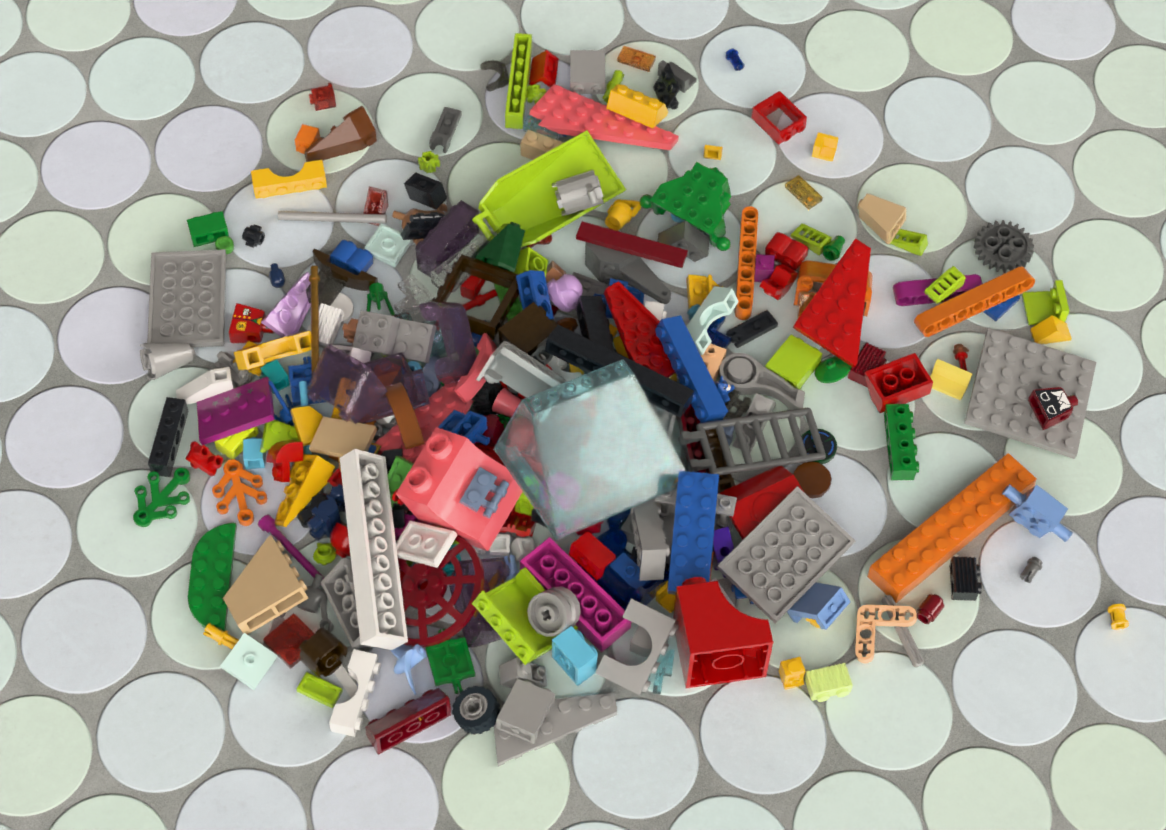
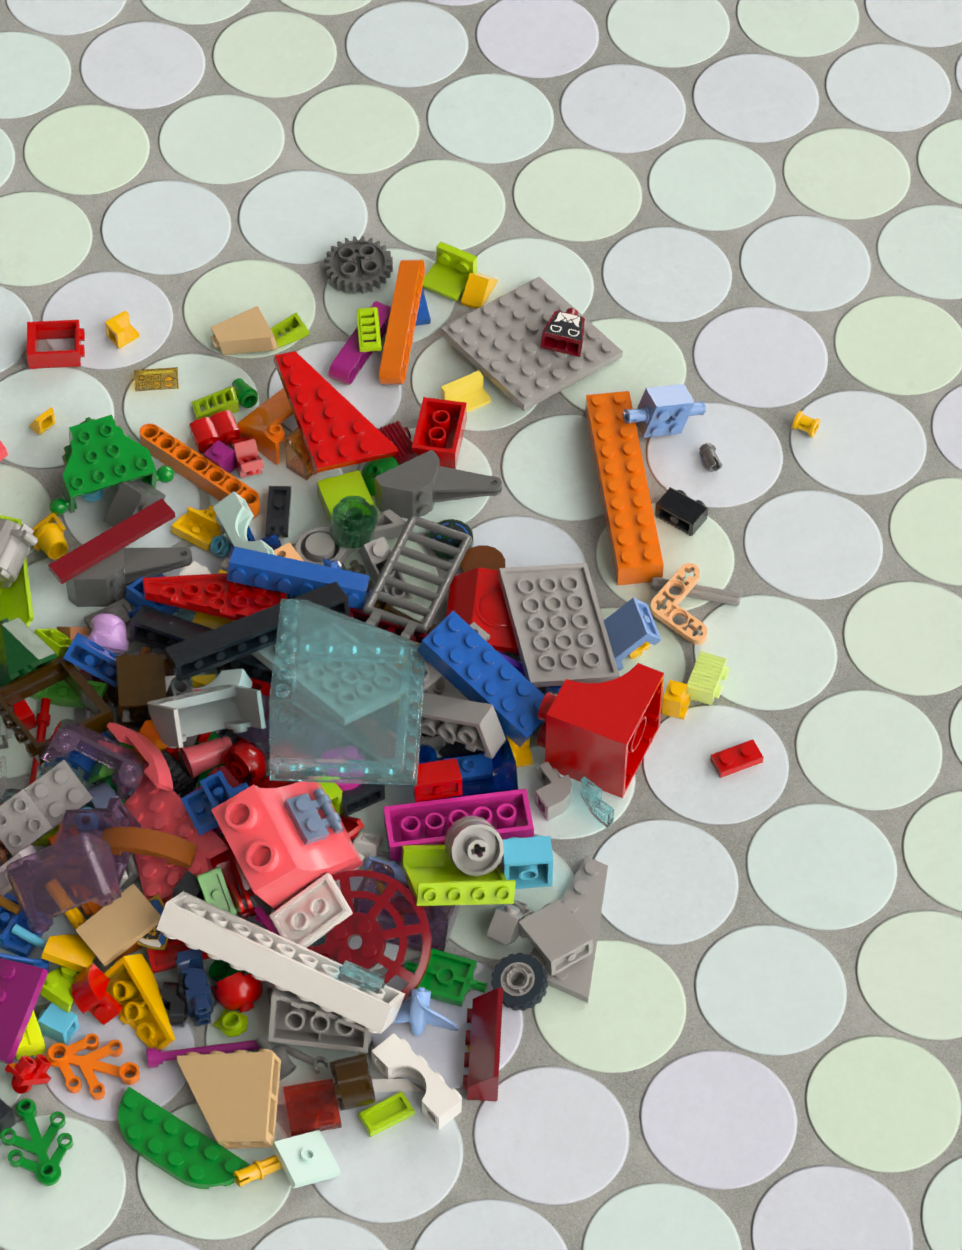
camera: 55 degrees left, 5 degrees down
(395, 605) = (361, 977): none -> clear light blue piece
(659, 628) = (562, 770): light grey arch -> none
(768, 385) = (353, 522): none -> clear green brick
(776, 744) = (736, 758): none -> red plate
(843, 398) = (422, 482): none -> dark grey slope
(900, 442) = (516, 477): green brick -> none
(930, 608) = (692, 553): dark red brick -> none
(961, 355) = (446, 370): piece -> none

